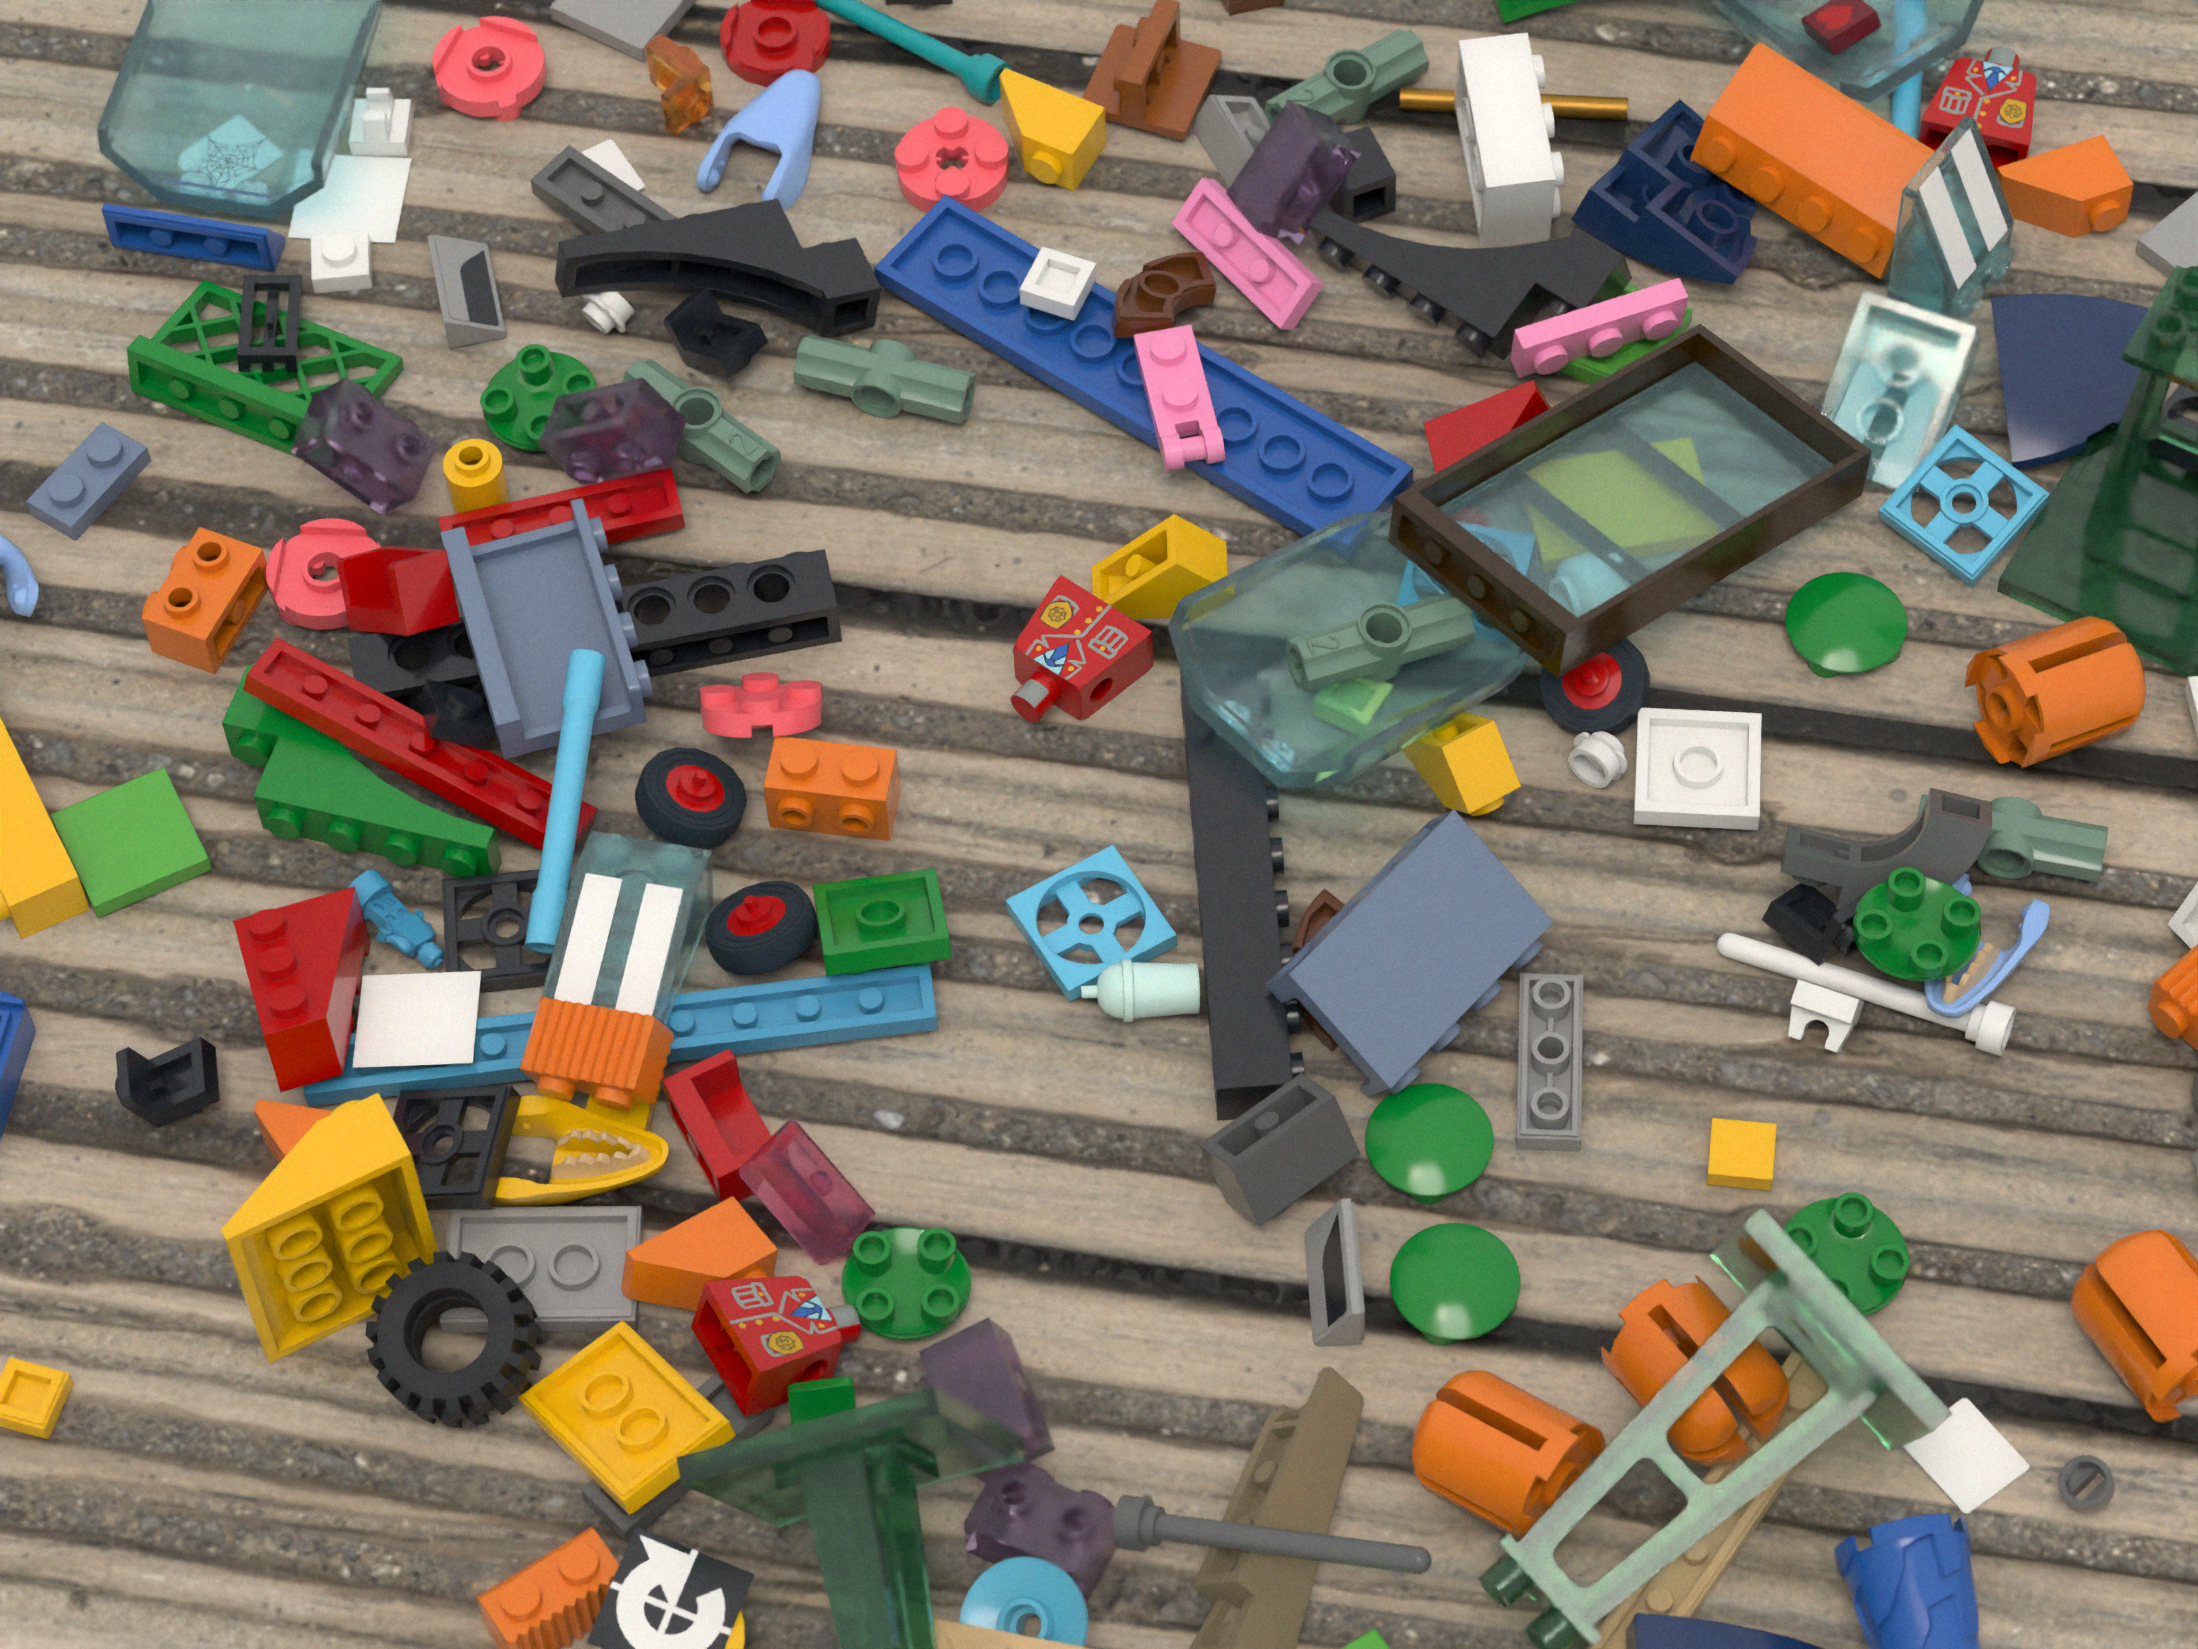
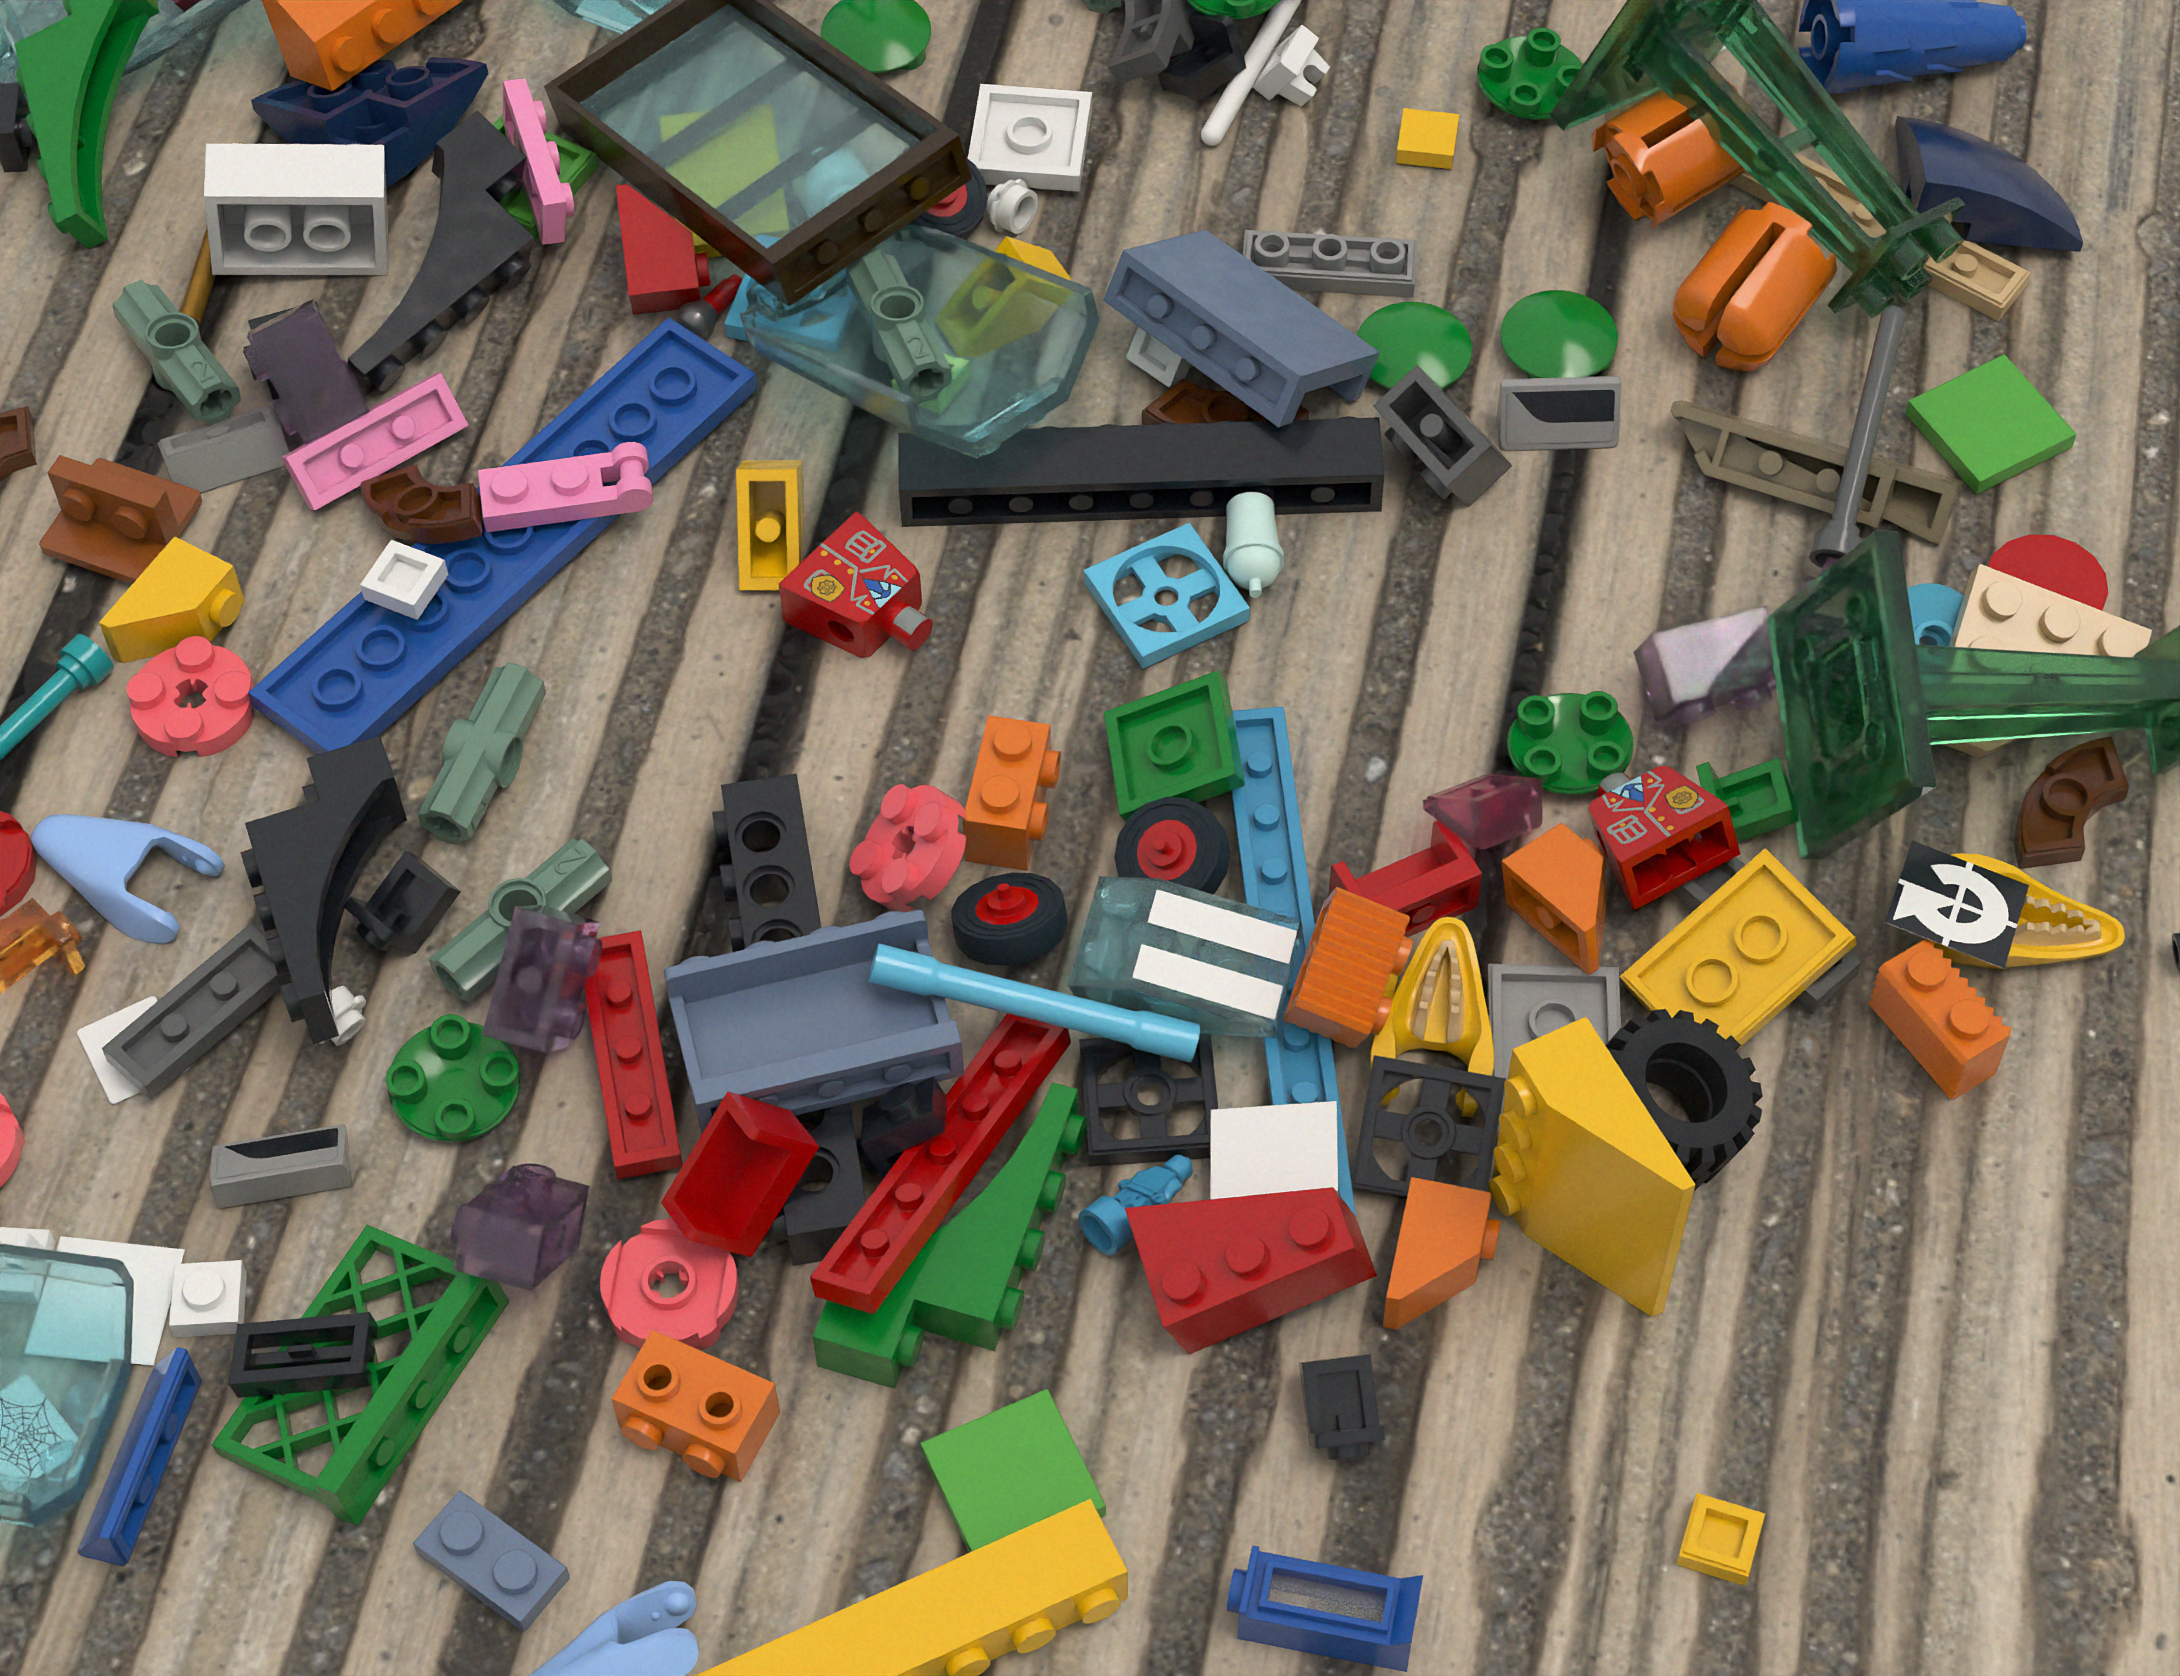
camera: 90 degrees left, 0 degrees up
(475, 475) = (571, 1125): yellow brick -> none

